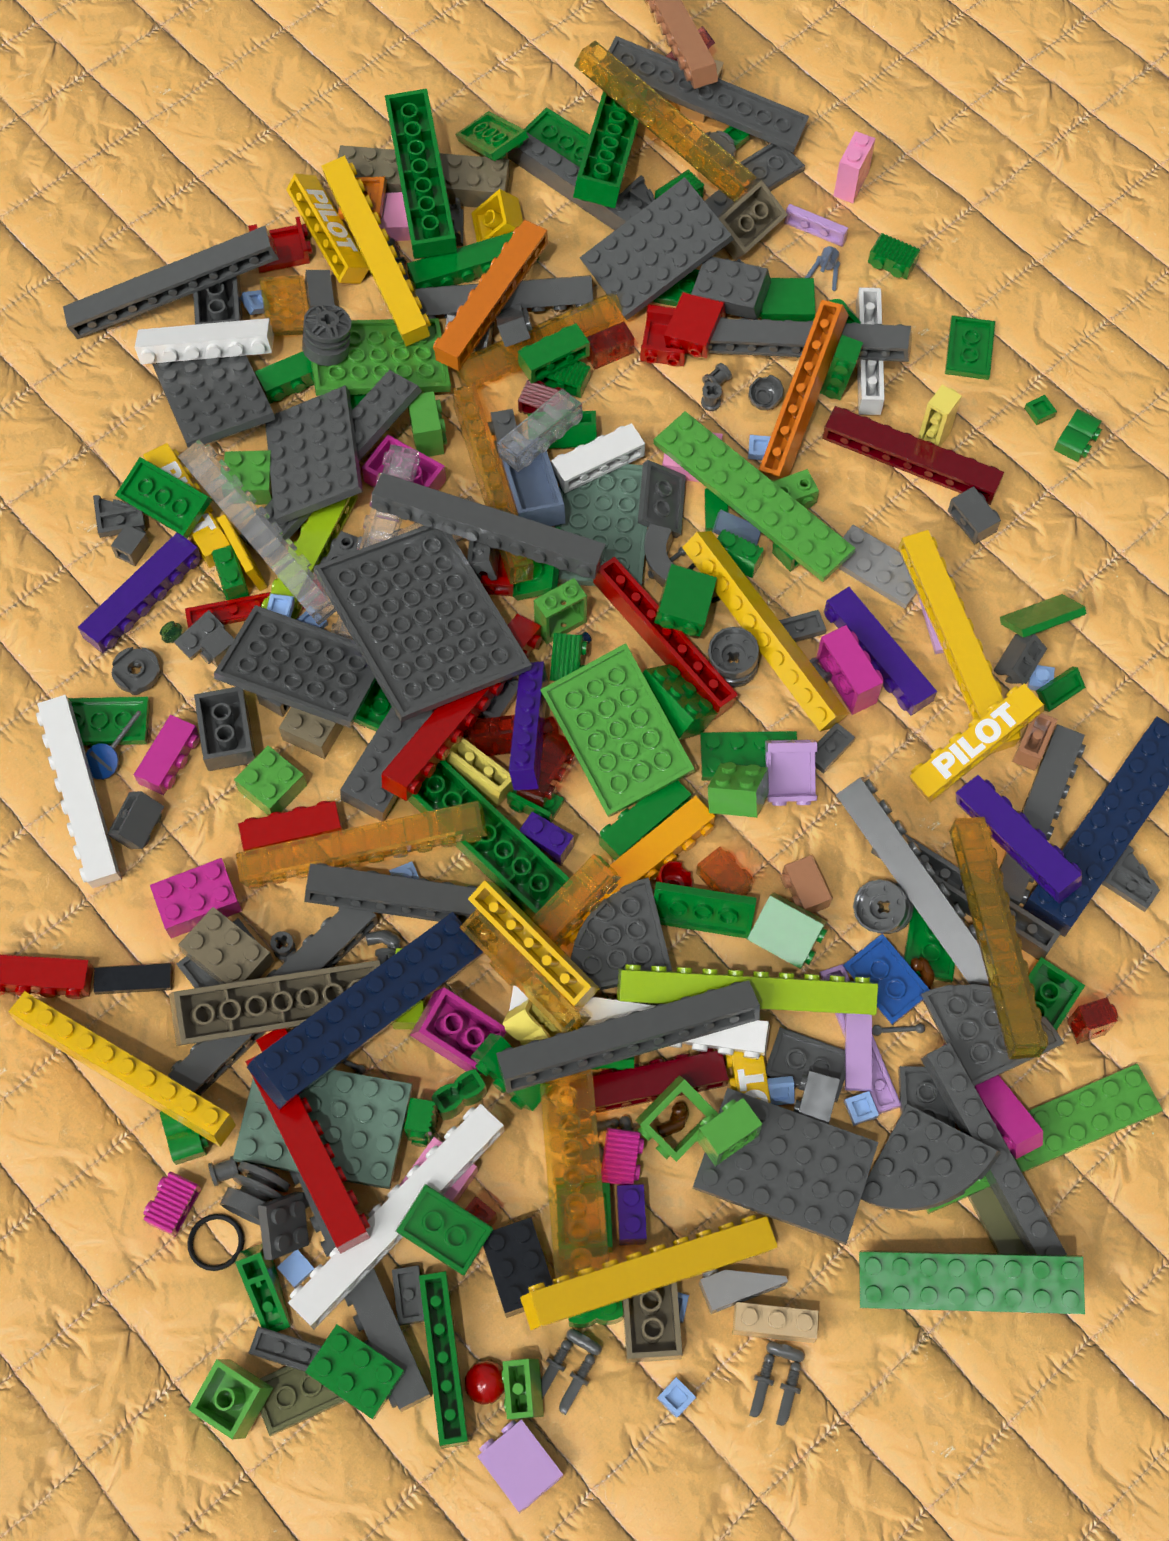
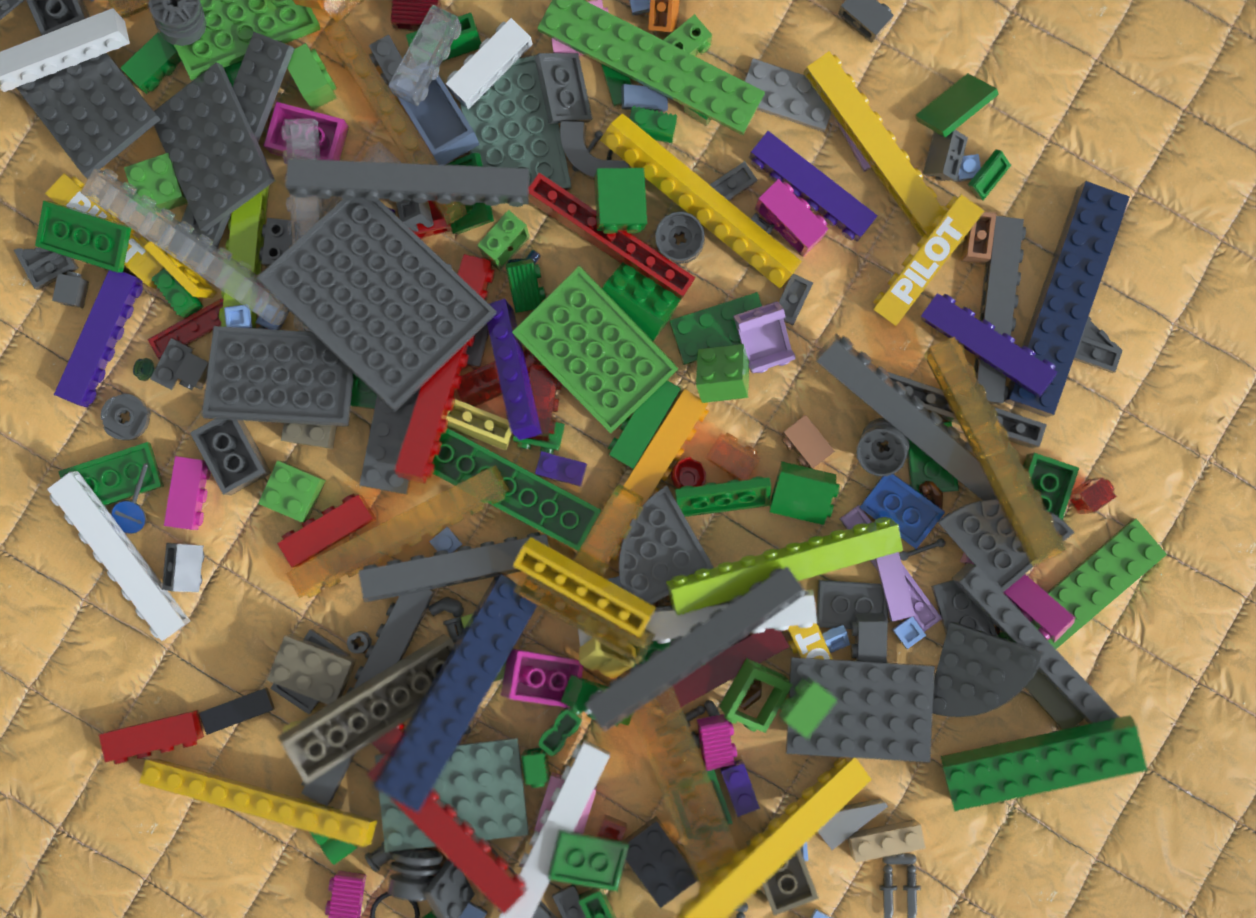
camera: 15 degrees left, 20 degrees up
(191, 894) = (264, 622): dark pink brick -> none

